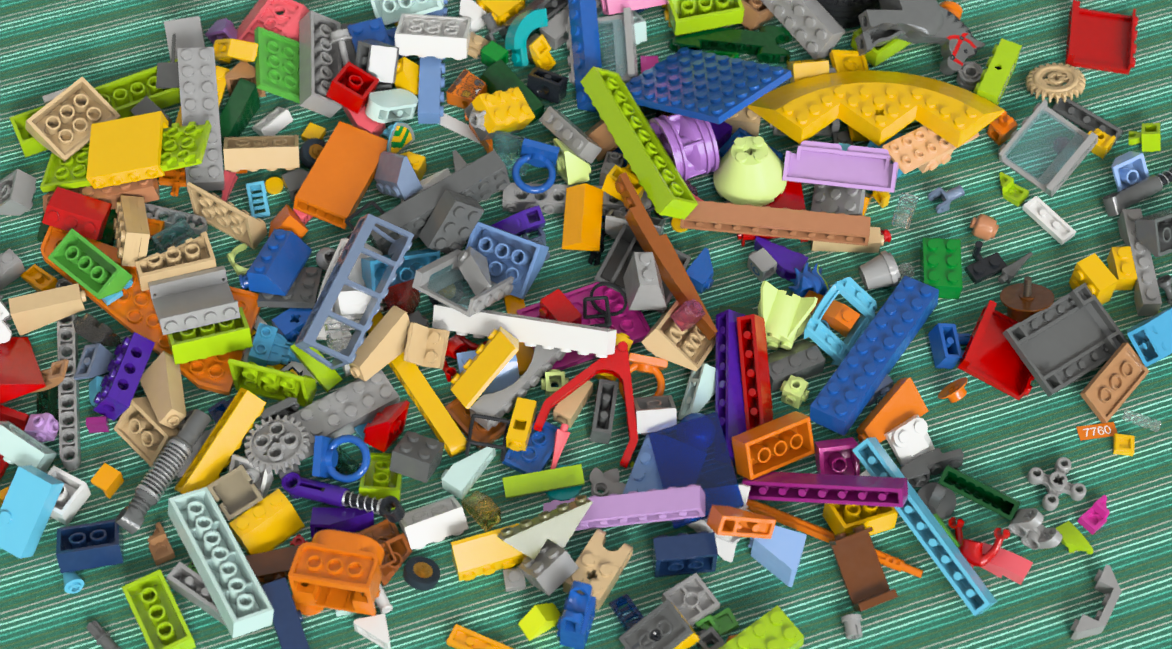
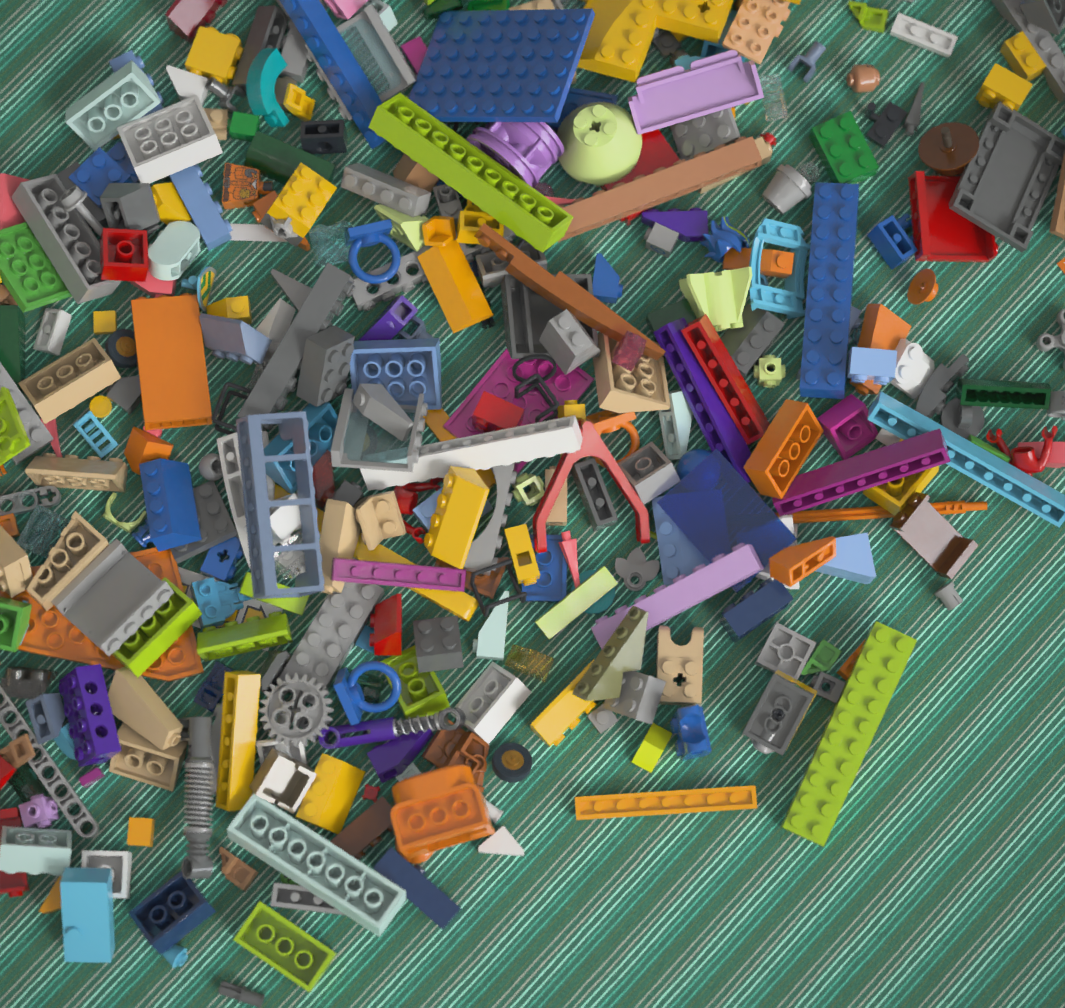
camera: 30 degrees left, 20 degrees up
(415, 387) = (398, 574): none -> magenta tile
(592, 175) = (439, 231): none -> light orange panel
(619, 613) = (745, 713): clear blue slope -> none
(877, 412) = (871, 365): none -> light blue brick

